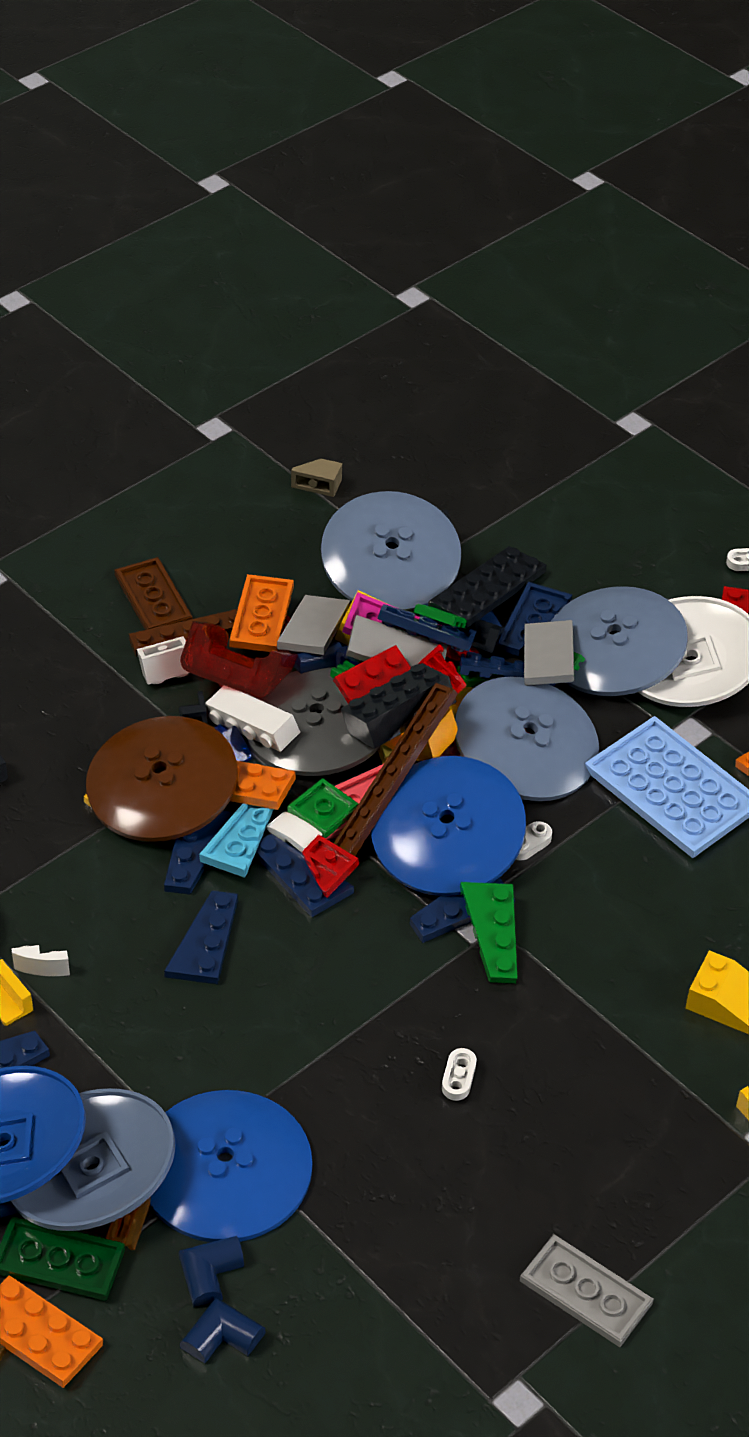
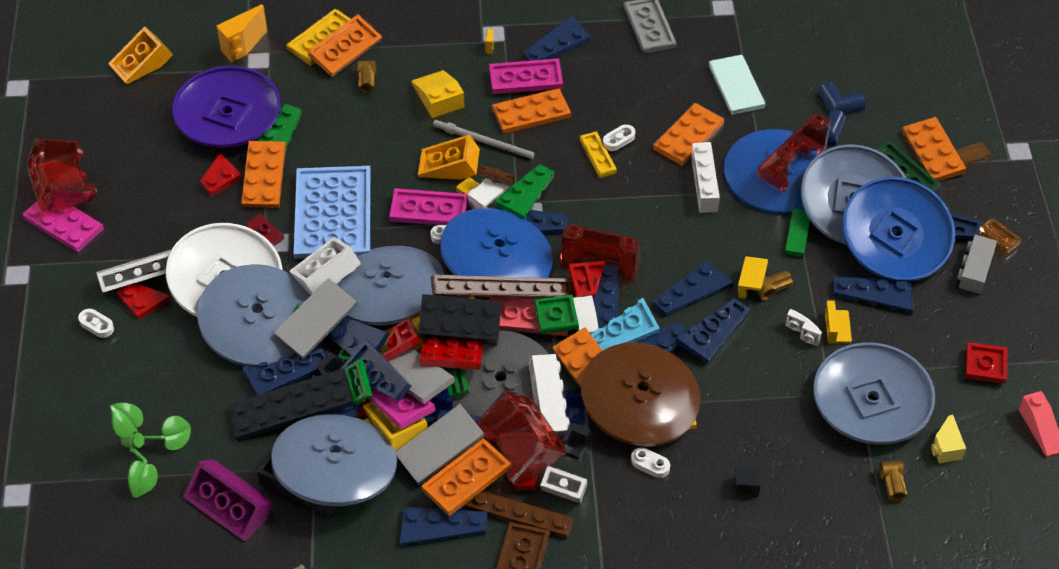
camera: 140 degrees left, 5 degrees up
(93, 739) = (649, 462): none -> white plate
(118, 988) = (774, 284): none -> pearl gold piece
(130, 1074) = (797, 233): none -> green tile
(140, 899) = (713, 331): none -> dark blue wing
(145, 979) = (752, 275): none -> yellow panel
(210, 1169) = (808, 137): none -> clear red windscreen
(269, 566) = (434, 524): none -> dark blue wing
(305, 1080) = (705, 177): none -> white brick
(338, 906) = (585, 241): none -> clear red windscreen
(381, 1144) = (692, 127): none -> orange plate
(384, 1265) = (736, 84): none -> light aqua tile
(456, 1035) = (598, 154): none -> yellow tile
(463, 499) = (228, 499): none -> magenta slope
(531, 901) = (486, 194): none -> white brick
(537, 904) = (496, 175): none -> reddish brown pin
(565, 904) = (466, 186): none -> yellow tile
(580, 850) = (426, 206): none -> dark pink plate
(587, 492) = (125, 421): none -> bright green plant
(599, 704) = (330, 261): none -> white brick
(600, 1049) = (531, 111): none -> orange plate
(617, 915) = (450, 159): none -> light orange slope
(655, 1088) = (525, 76): none -> dark pink plate
(663, 962) = (452, 129): none -> light grey bar
(672, 1179) = (559, 41): none -> dark blue wing
(715, 730) = (266, 229): none -> dark red plate

